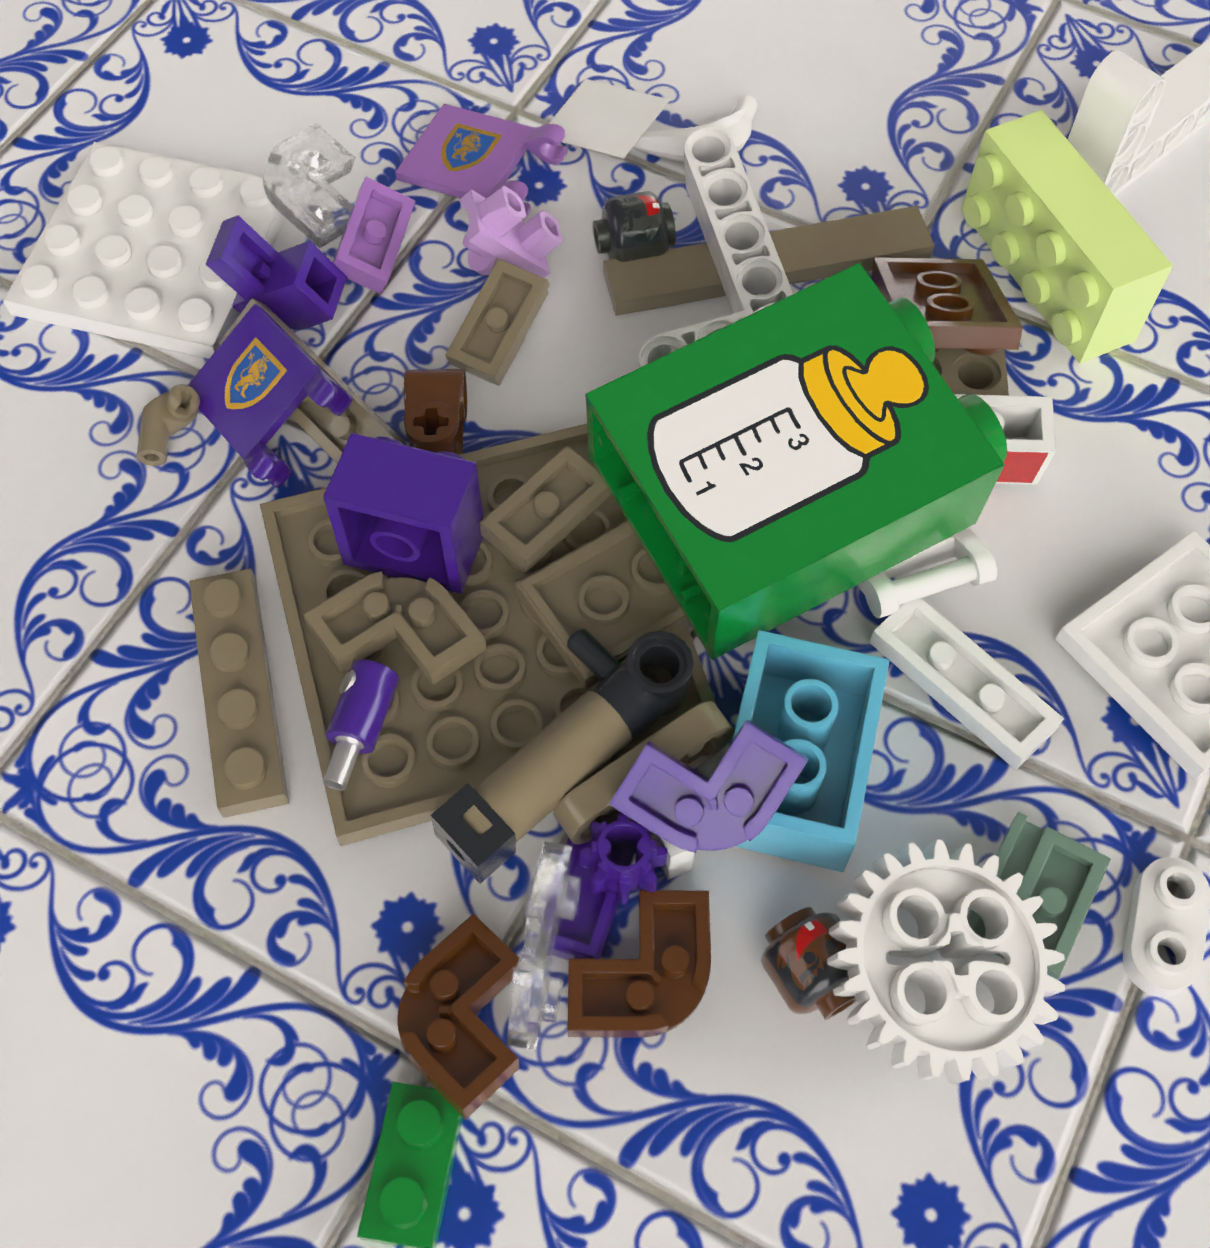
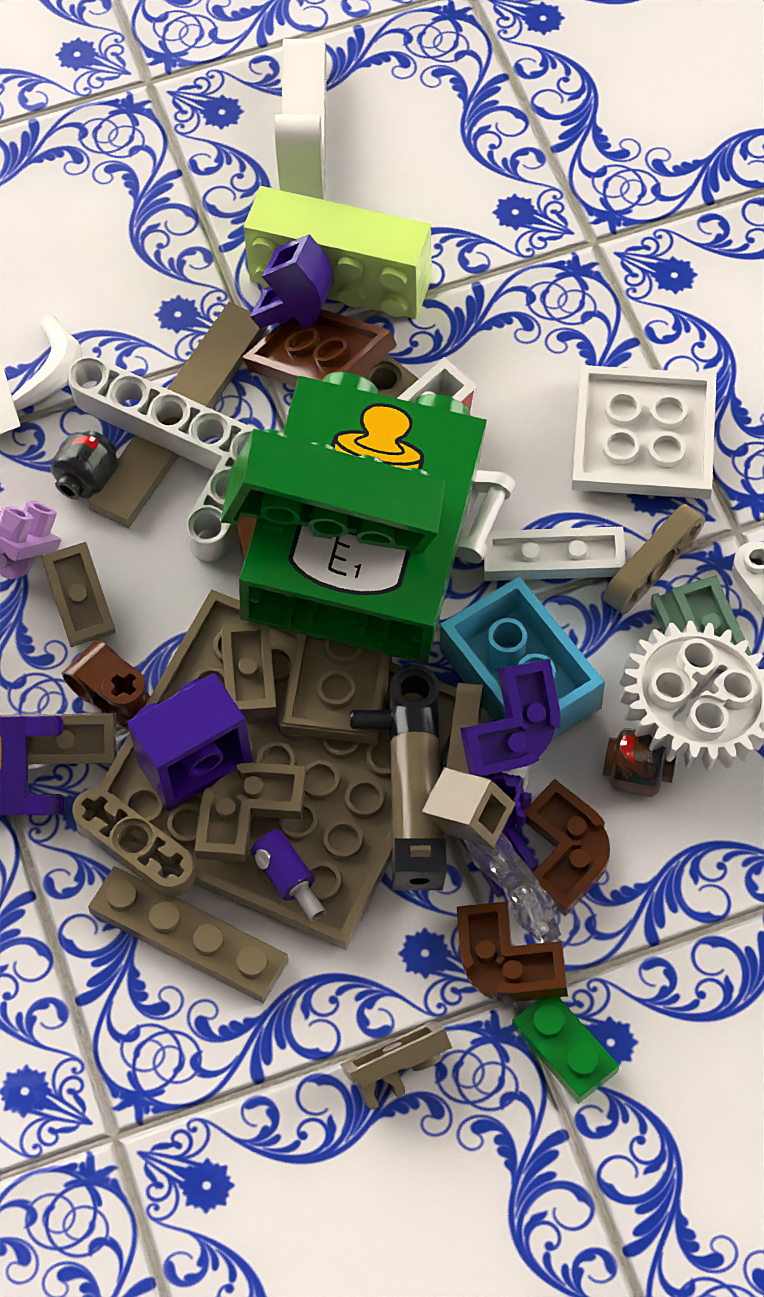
camera: 45 degrees left, 0 degrees up
(244, 993) = (414, 1049): none -> dark tan plate
(290, 582) = (169, 851): none -> dark tan beam
(560, 826) = (468, 807): none -> dark tan brick
(752, 381) = (332, 493): none -> green wedge
(989, 223) = (298, 284): none -> dark purple brick
(1064, 780) = (653, 559): none -> dark tan beam

